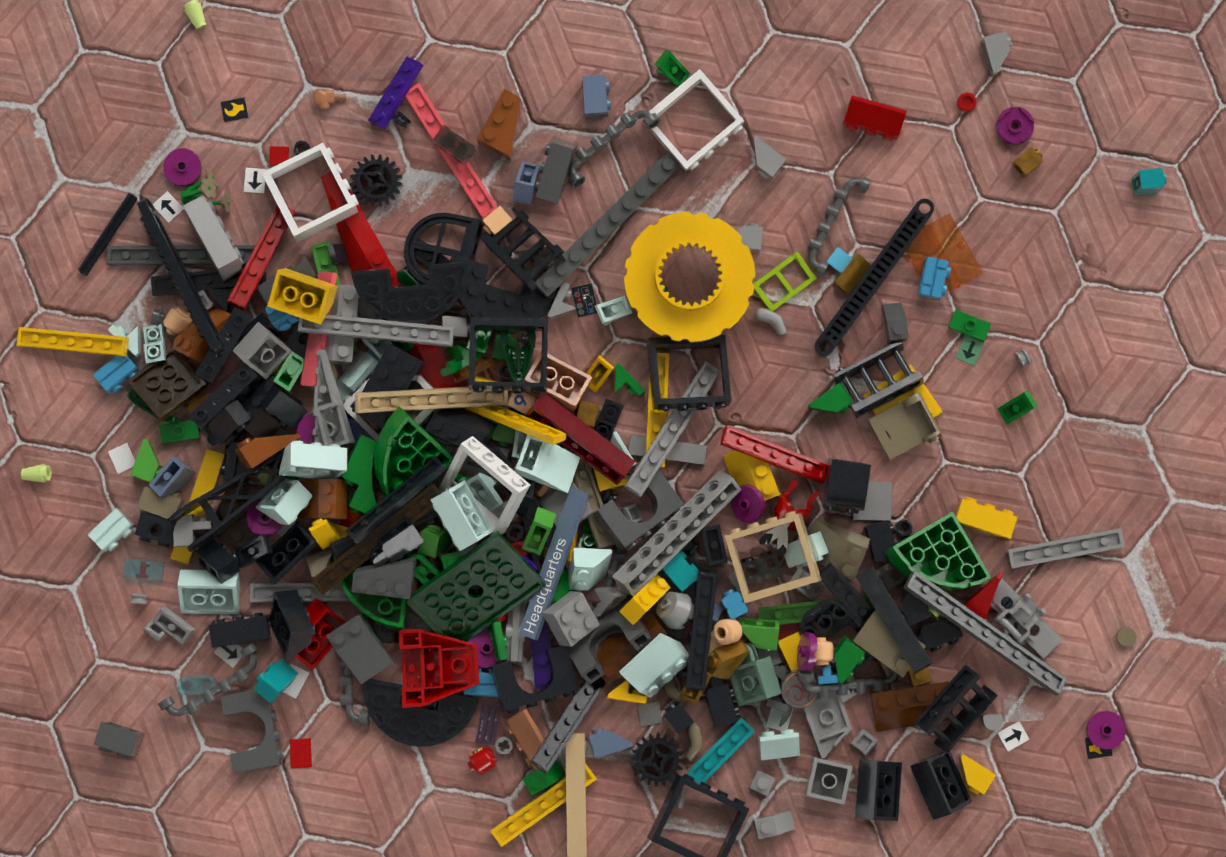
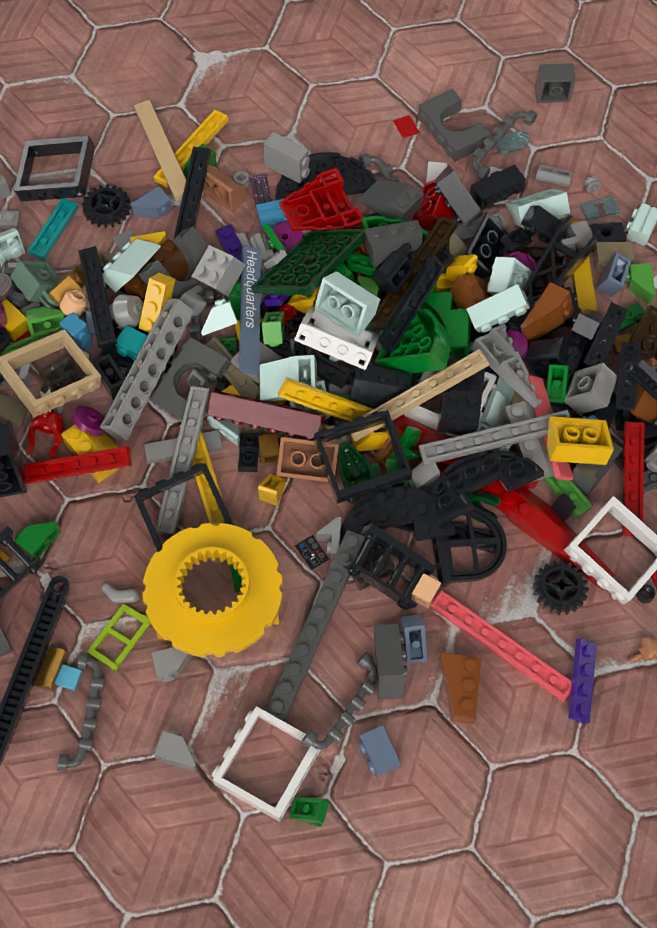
camera: 160 degrees right, 20 degrees down
(154, 631) = (568, 165): light grey slope -> none
(275, 680) = (451, 154): teal brick -> none
(401, 119) = (564, 655): black bush -> none
(450, 736) = (286, 157): none -> light grey brick
(454, 145) = (500, 642): clear smoke brick -> none
(482, 760) = (253, 160): red head -> none
(508, 615) = (275, 259): none -> light grey tile
(561, 681) = (243, 203): black arch -> none
(613, 310) = (283, 542): light aqua slope -> none
(622, 378) = (243, 491): green slope -> none
(677, 717) = (96, 228): black brick -> none
(695, 741) = (78, 231): dark tan arm -> none
(721, 703) = (61, 258): black hinge -> none
(795, 555) = (12, 401): light aqua brick -> none
(874, 118) = (71, 836): red slope -> none

